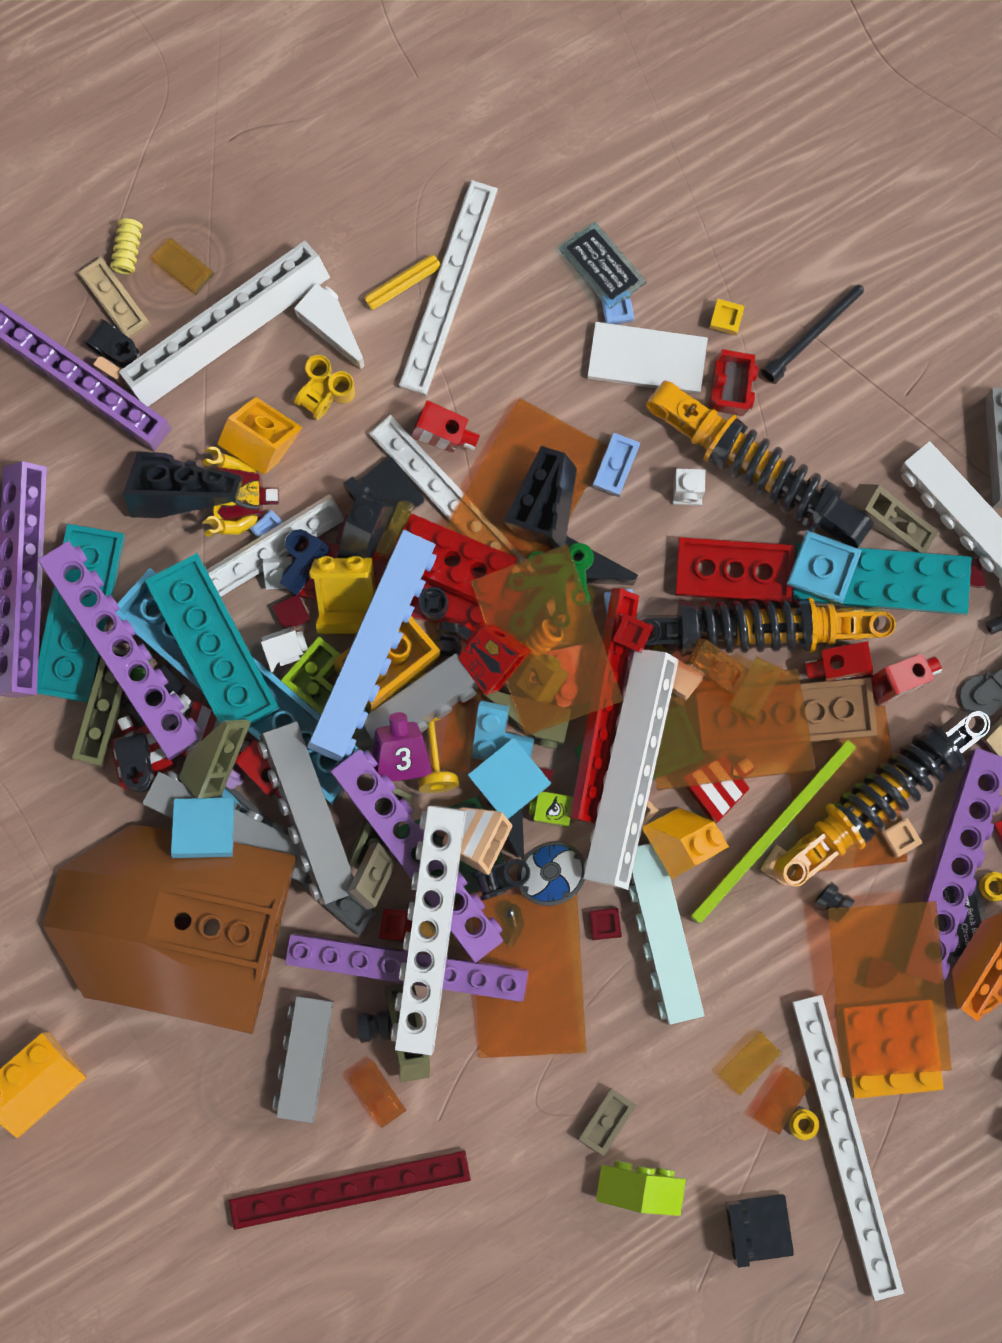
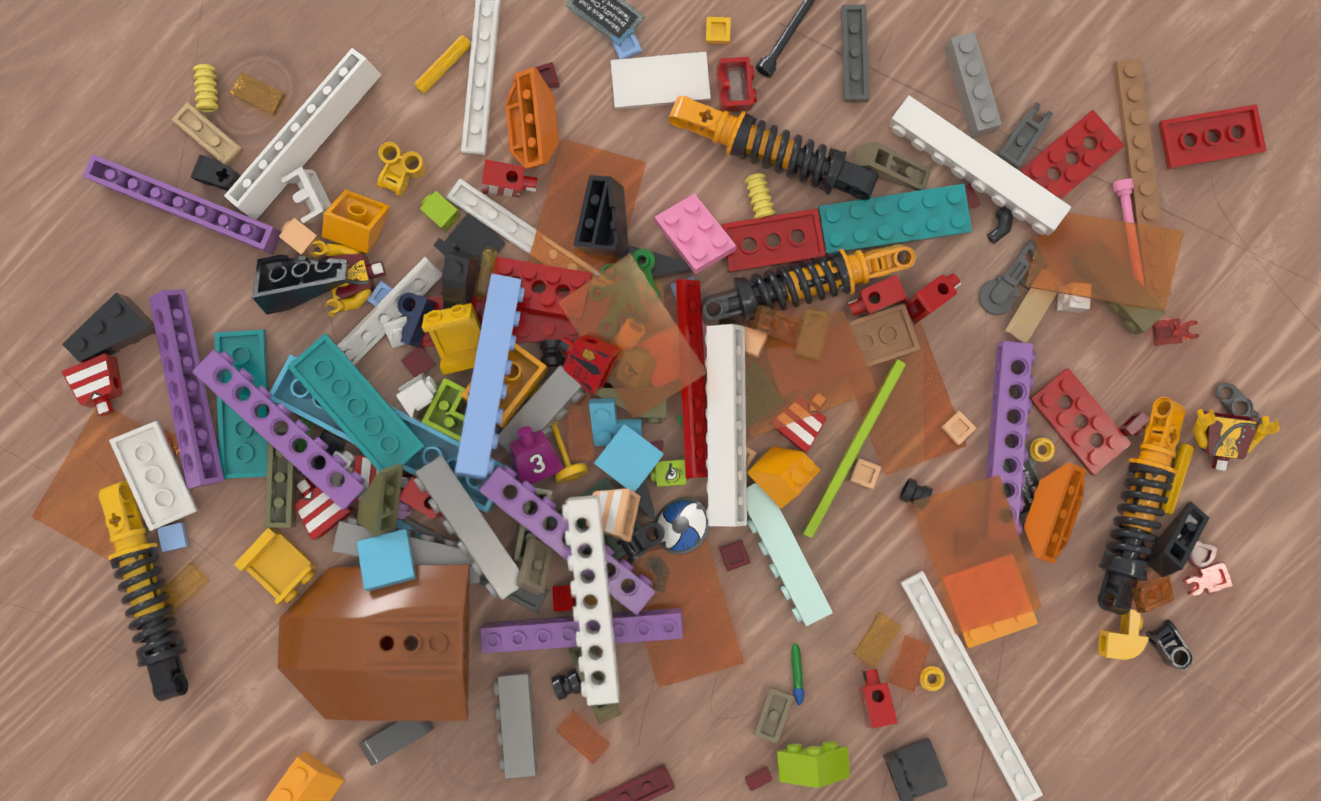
camera: 10 degrees left, 5 degrees up
(72, 807) = (277, 565): none -> yellow panel
(109, 371) = (217, 196): light nougat tile -> none
(134, 756) = (316, 514): black piece -> none
(159, 1040) = (393, 739): none -> dark grey beam
(191, 438) = (299, 237): none -> light nougat brick
(217, 392) = (310, 191): none -> white window
(325, 317) = (384, 108): white slope -> none
(359, 446) = (439, 211): none -> lime brick
(430, 600) = (528, 326): black wheel -> none
(488, 368) = (531, 119): none -> orange wedge
(517, 321) = (549, 75): none -> dark red tile
(572, 1192) = (758, 778): none -> dark red tile
(616, 464) = (655, 176): light blue plate -> none
(633, 633) = (702, 314): red plate -> none
(643, 1102) = (798, 691): none -> green piece
(646, 541) = (695, 233): none -> bright pink plate
(688, 487) = (719, 180): white brick -> none
(729, 1146) = (882, 711): none -> red torso
(731, 515) = (759, 195): none -> light yellow piece
(824, 568) = (846, 221): medium azure tile -> none
(878, 379) = (854, 53): none -> dark grey plate
(882, 793) = (936, 396): black piece -> none

